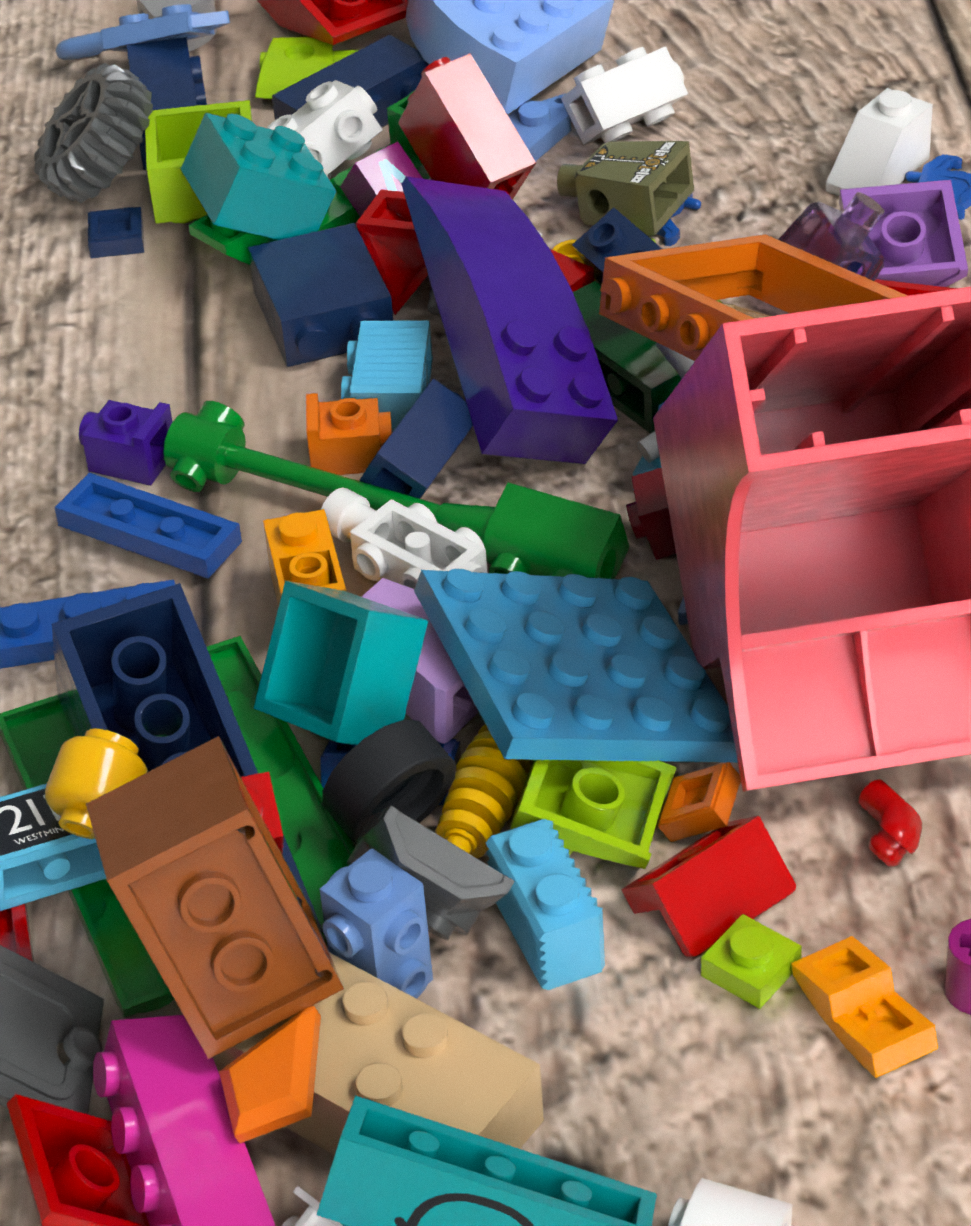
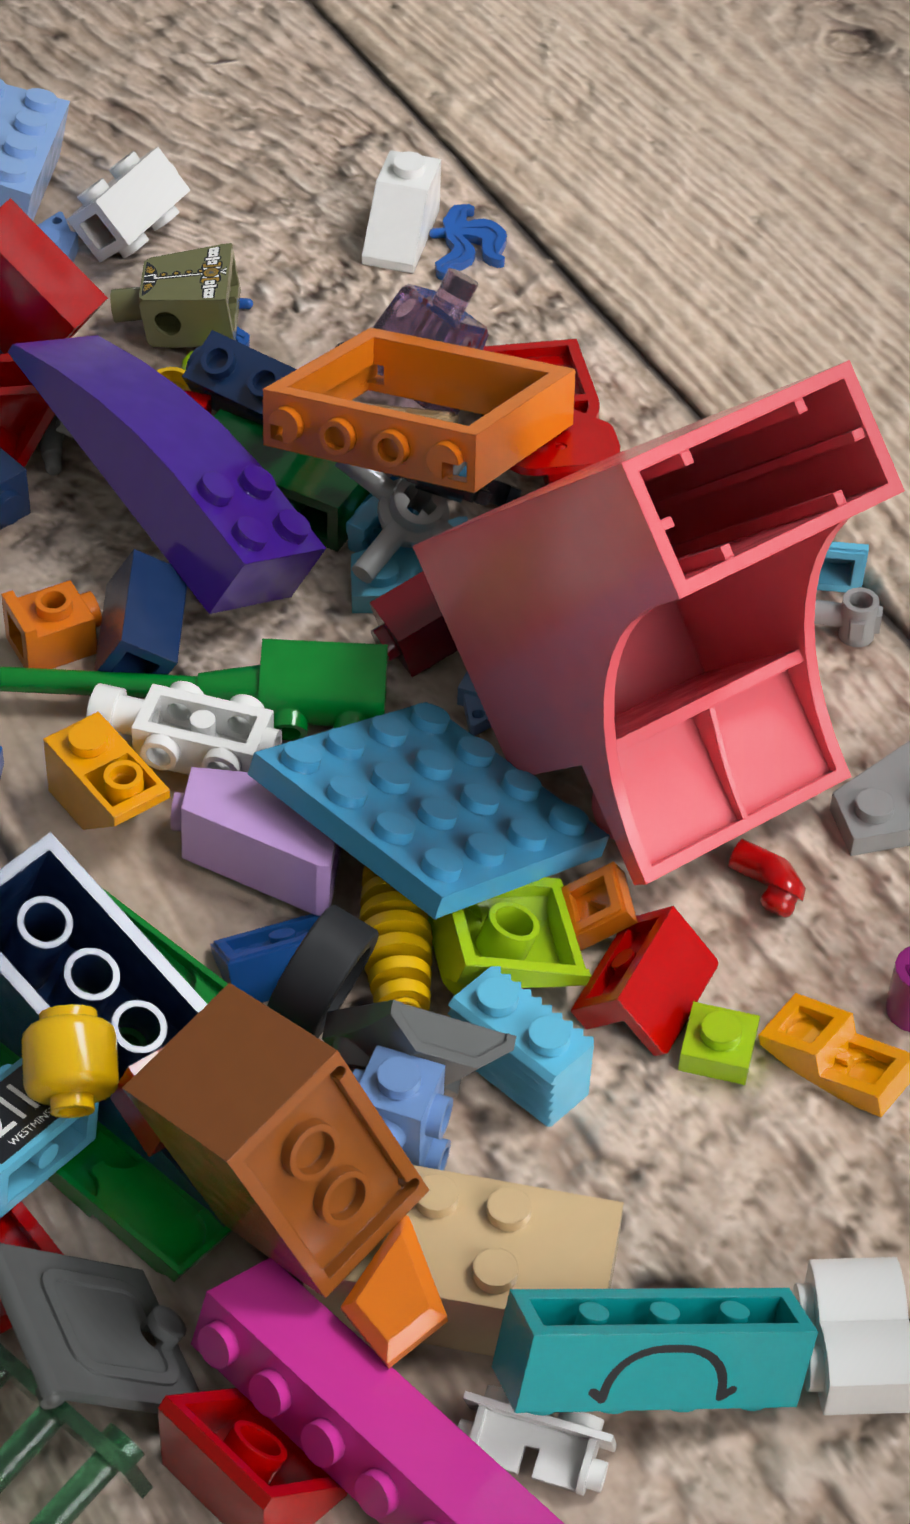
camera: 30 degrees left, 5 degrees up
(339, 663) = (216, 868): teal piece -> none
(389, 364) = (58, 544): medium azure brick -> none
(917, 232) = (504, 294): medium lavender slope -> none

